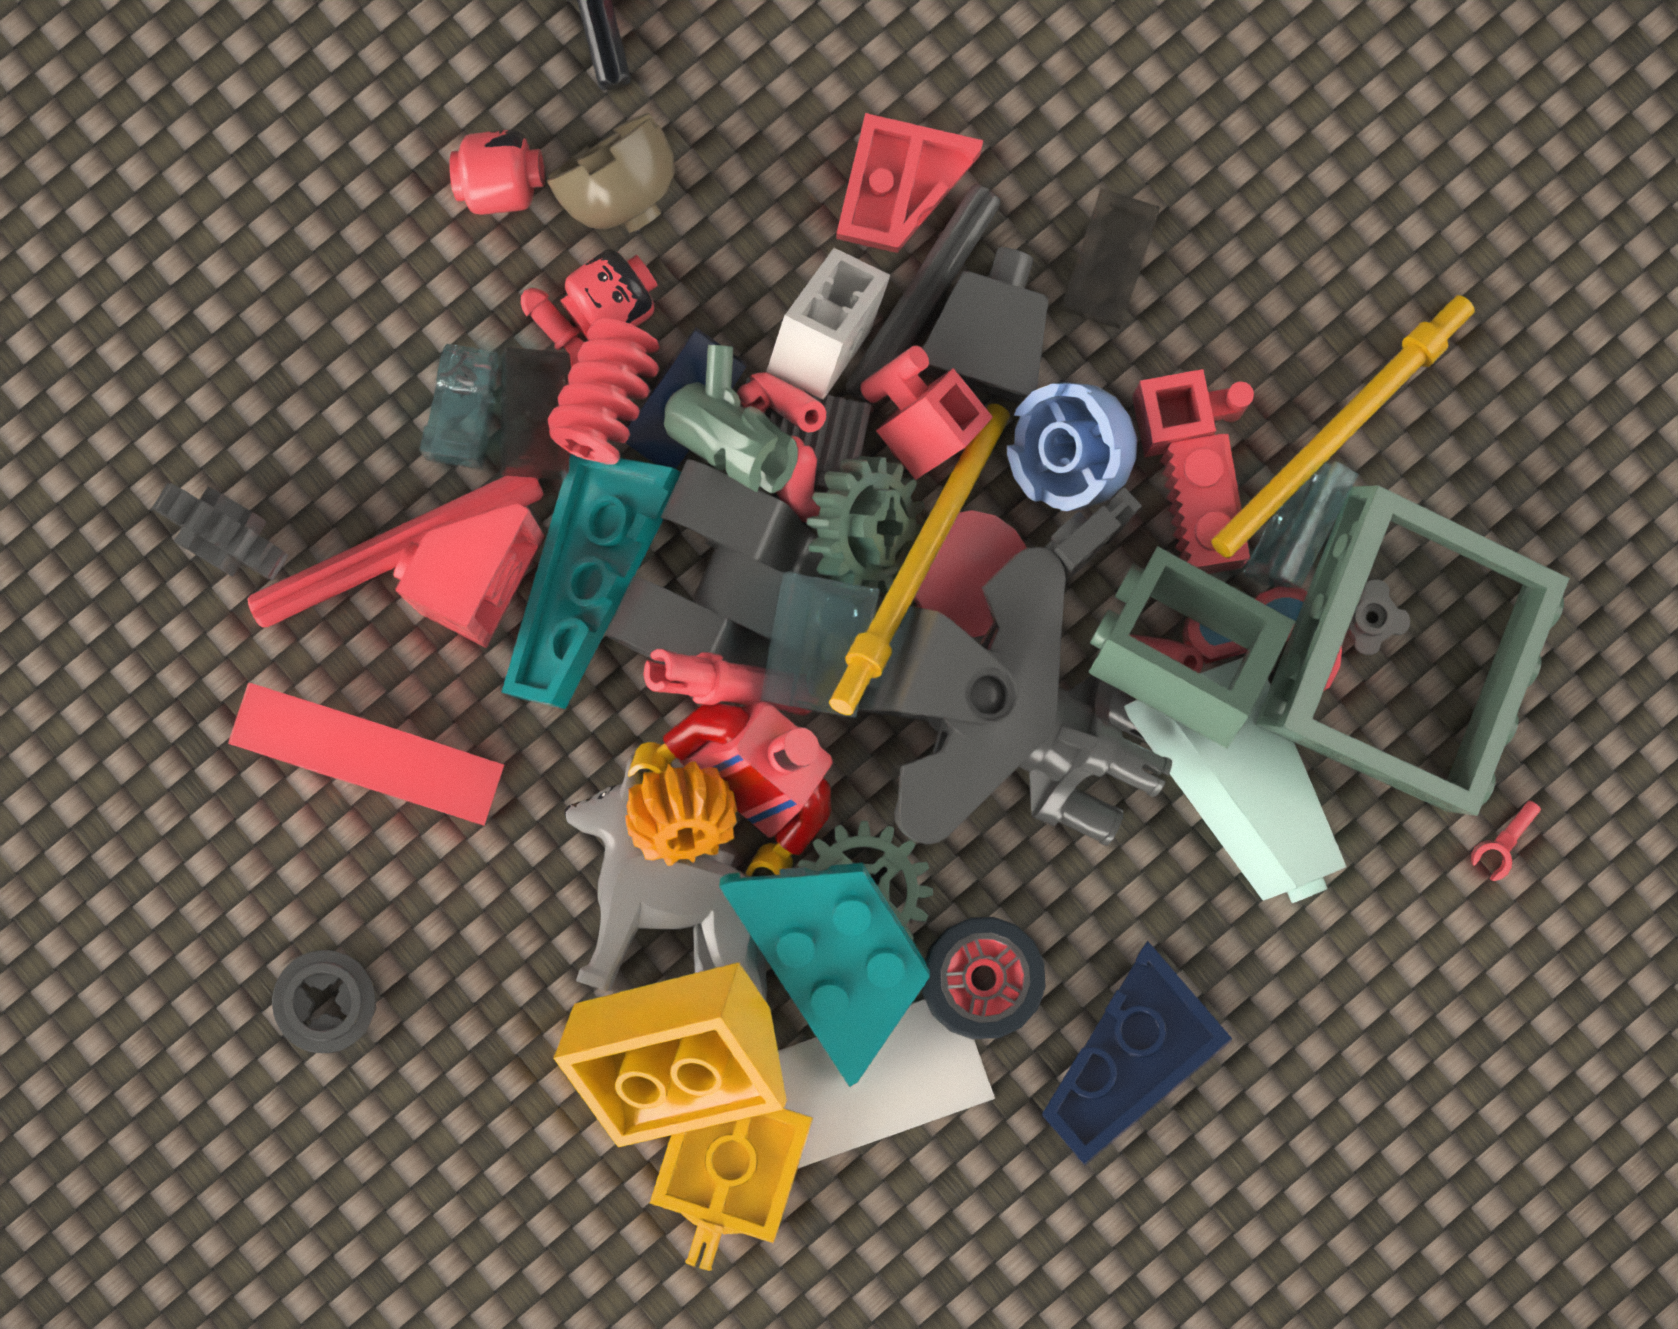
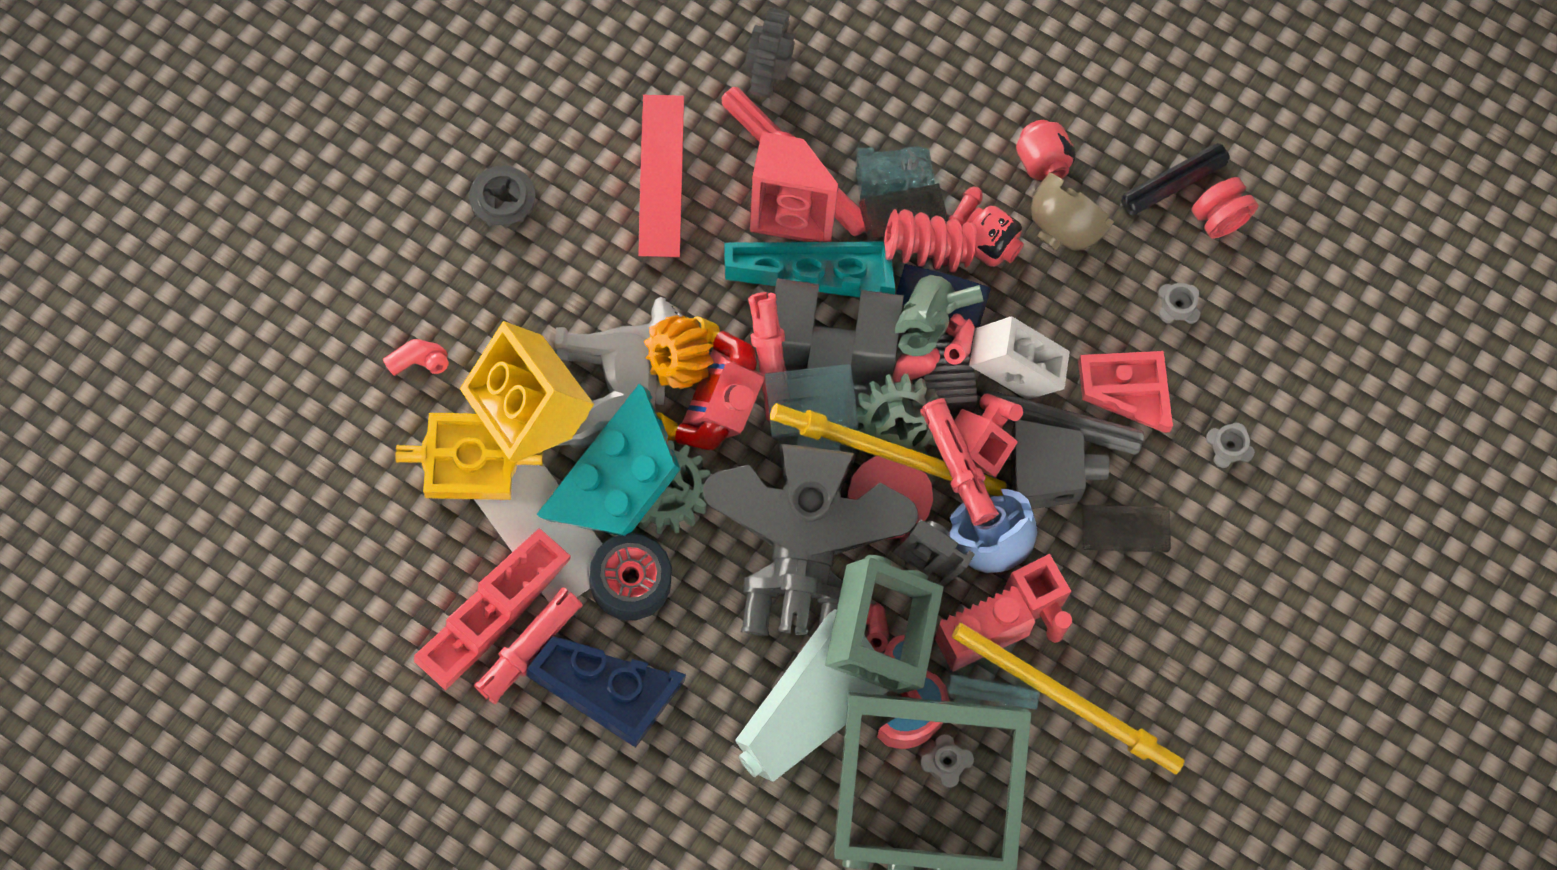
camera: 70 degrees right, 15 degrees down
(543, 1193) = (417, 352): none -> coral arm
(788, 46) = (1179, 292): none -> light grey plate
(972, 1187) = (492, 609): none -> coral slope
(974, 463) = (965, 475): none -> coral pin
(1030, 52) = (1236, 434): none -> light grey plate
(1043, 1152) = (517, 658): none -> coral pin

